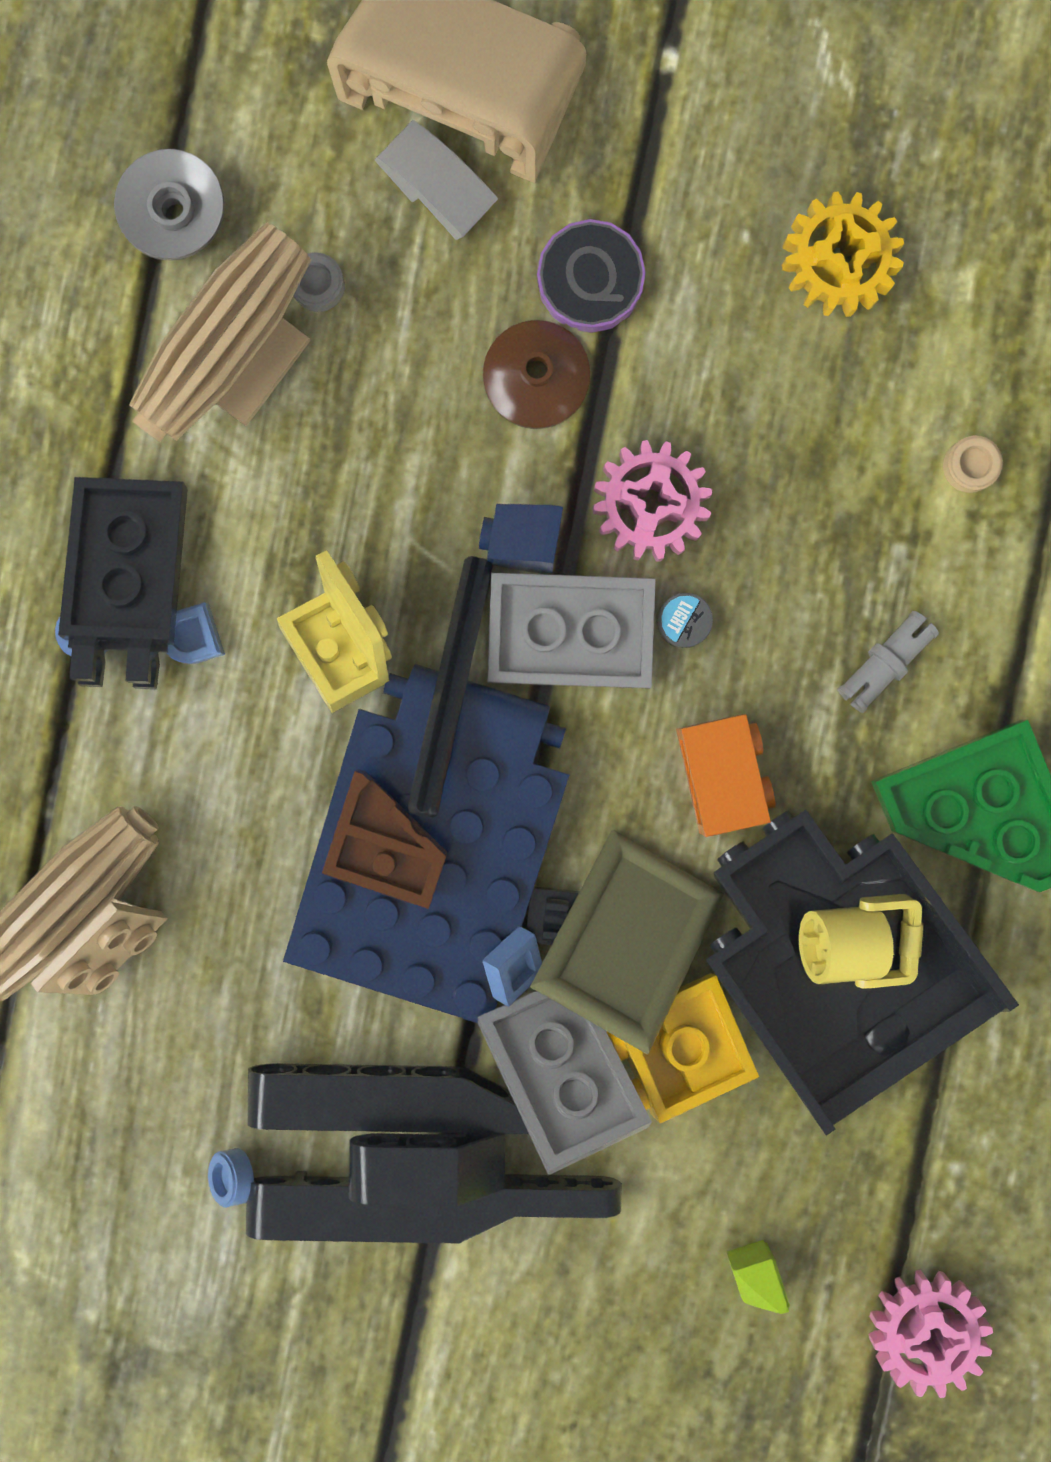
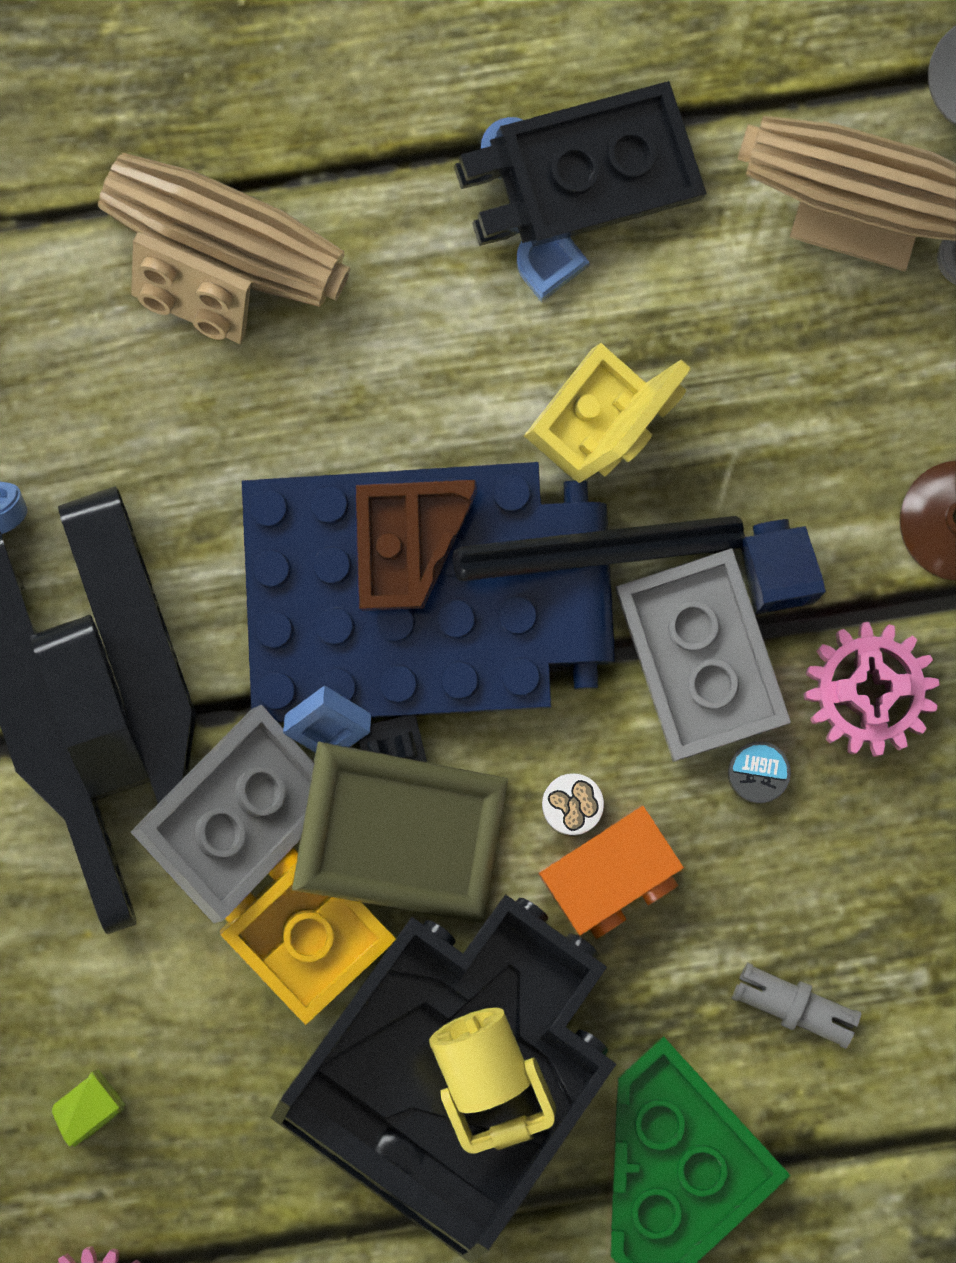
camera: 70 degrees right, 5 degrees down
(654, 784) = (572, 804): none -> tile

